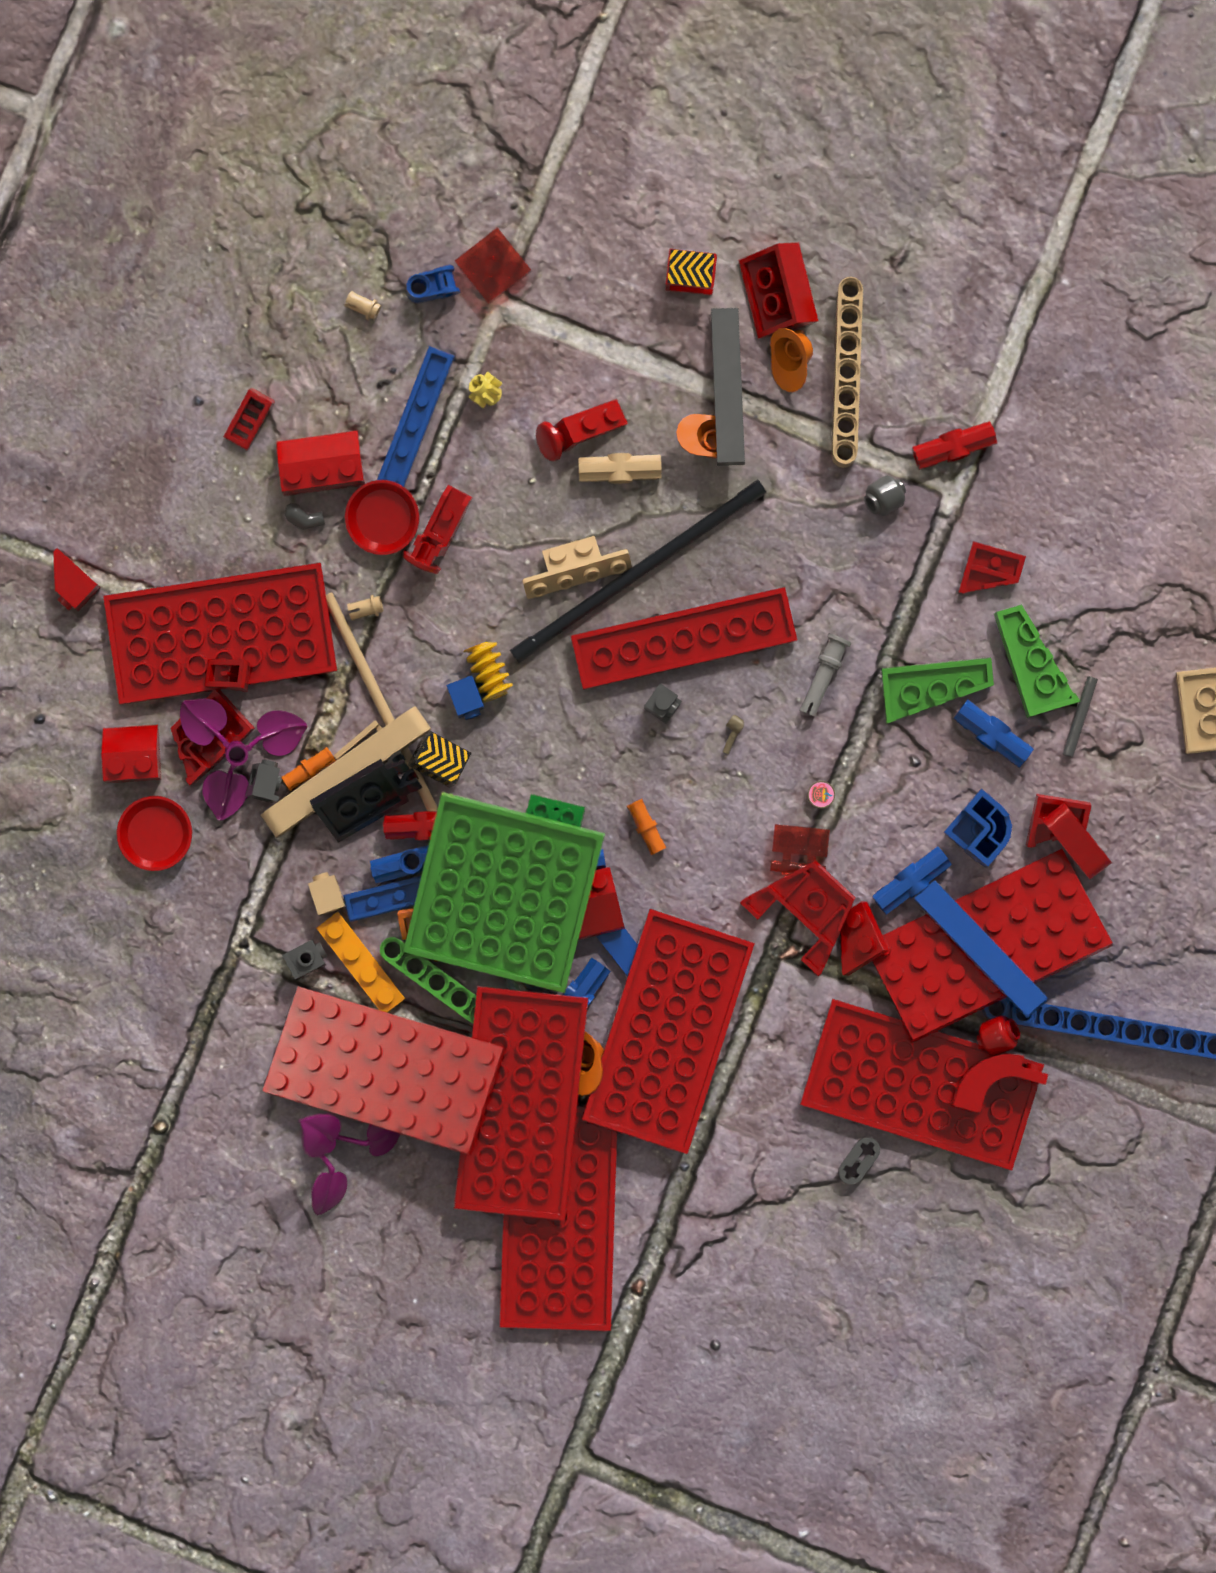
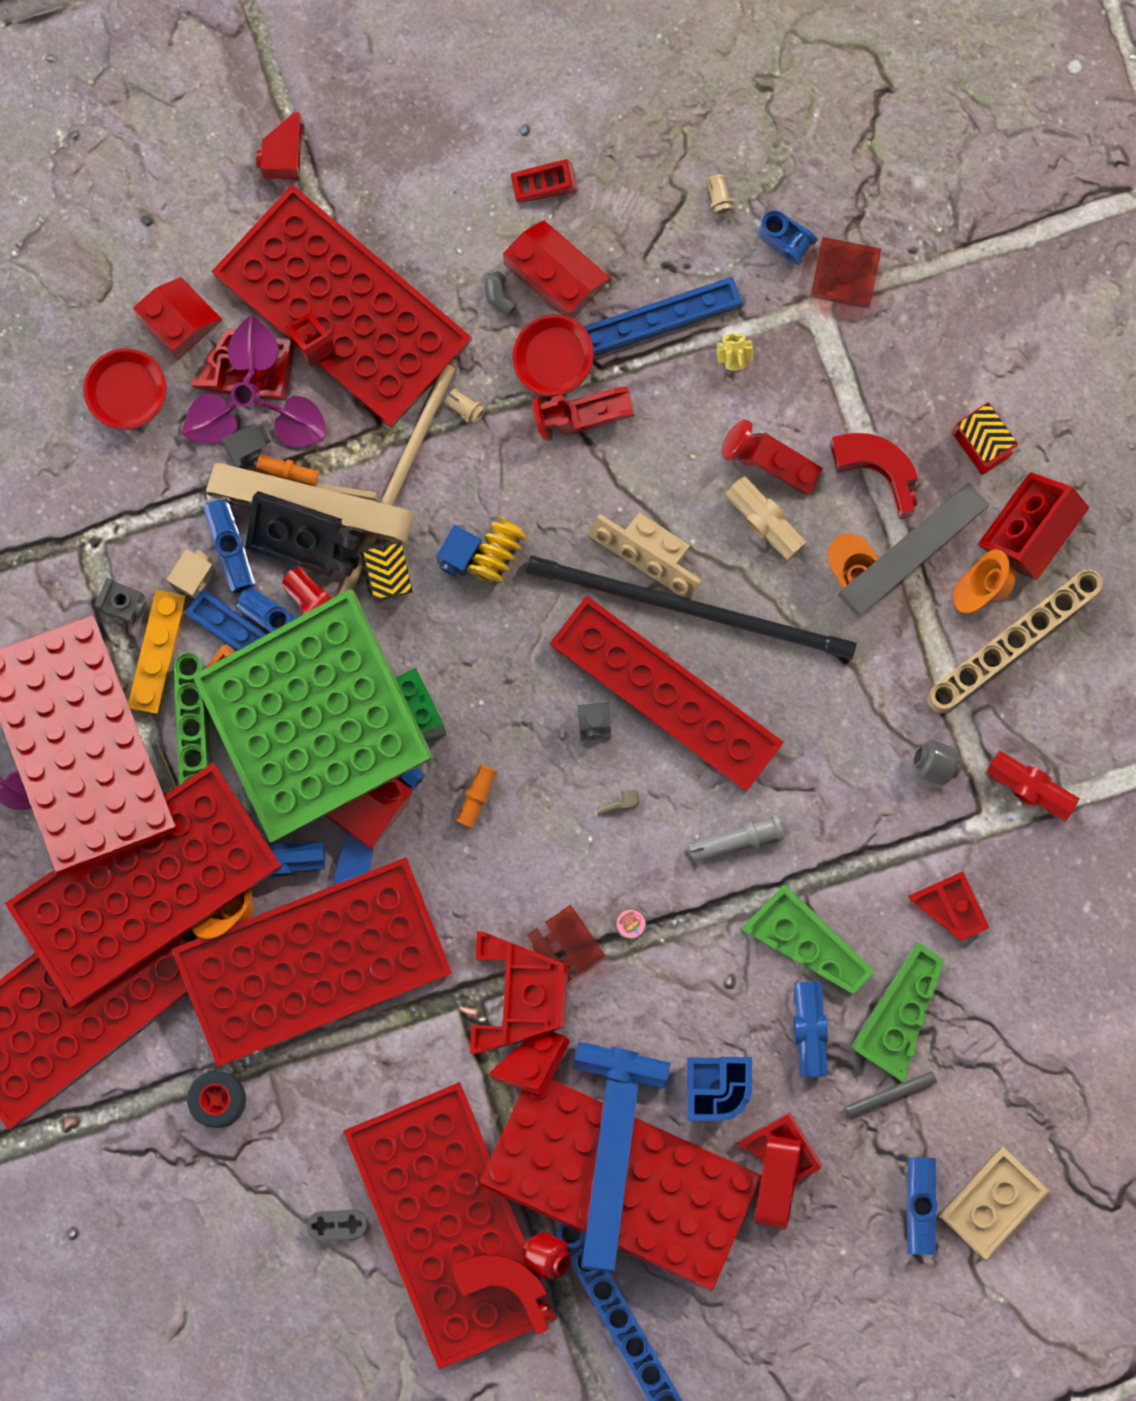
camera: 55 degrees right, 5 degrees down
(311, 846) = (224, 528): none -> blue piece
(644, 352) = (882, 456): none -> red arch
(715, 1169) = (207, 1094): none -> black wheel
(1156, 747) = (921, 1228): none -> blue piece

